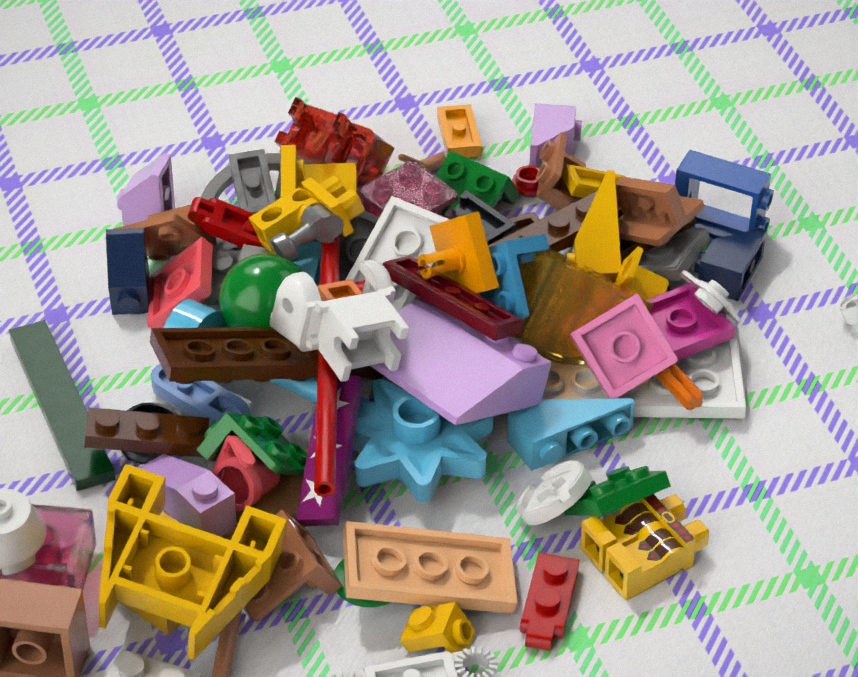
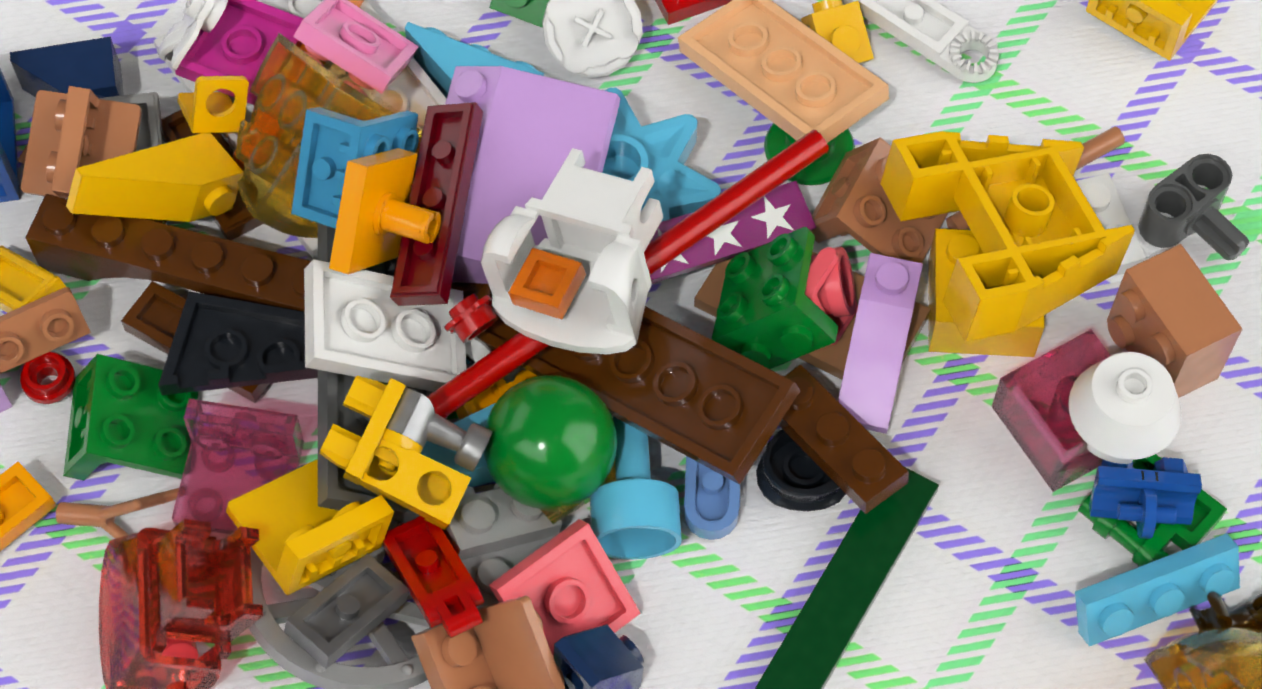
camera: 125 degrees left, 20 degrees up
(409, 183) = (226, 431): clear pink bracket -> none

